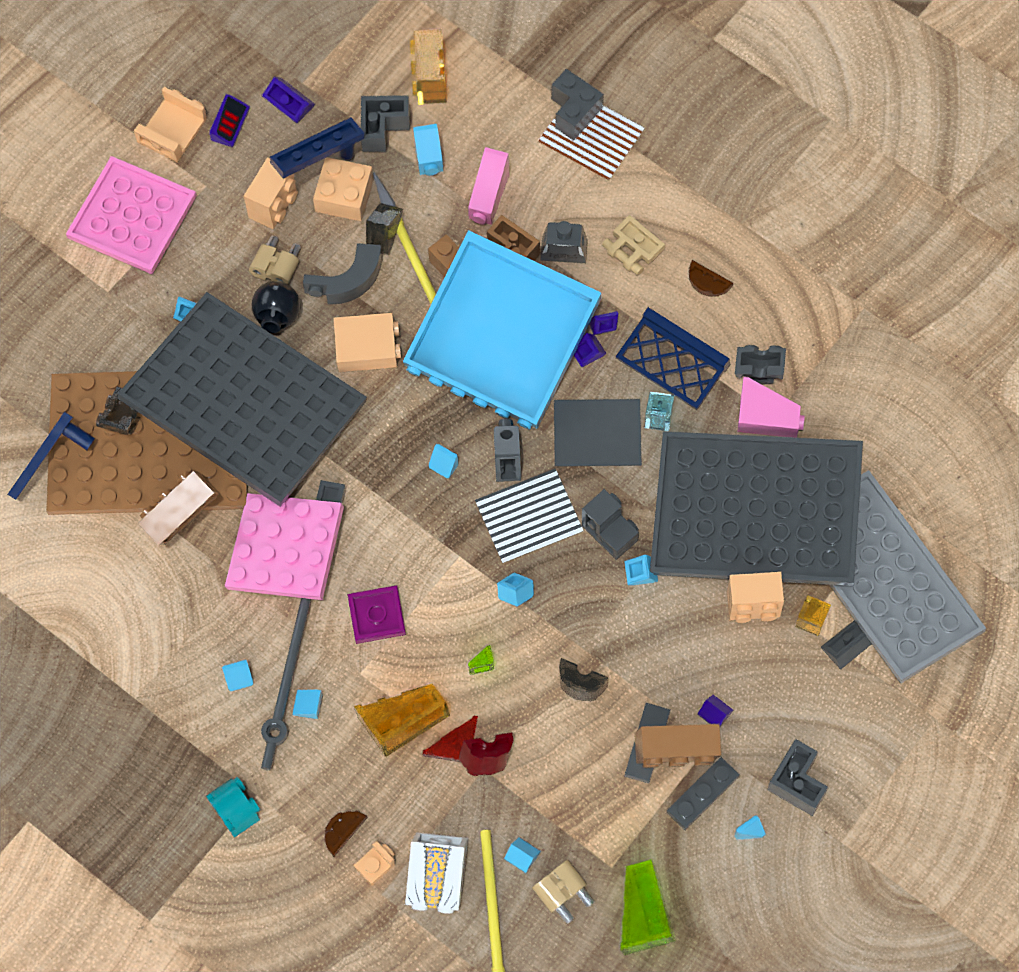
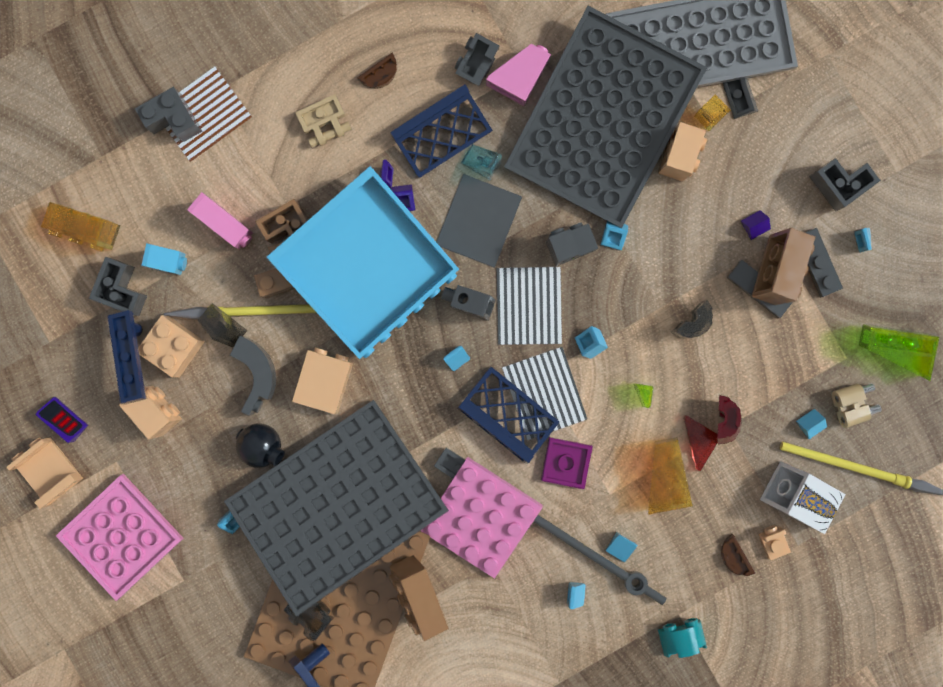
camera: 70 degrees left, 20 degrees up
(274, 265) = (217, 432): tan piece -> none
(287, 99) = (61, 360): dark purple slope -> none
(383, 527) = (499, 432): none -> dark blue fence
(442, 566) = (549, 384): none -> sticker
(564, 243) = (299, 179): dark grey torso -> none

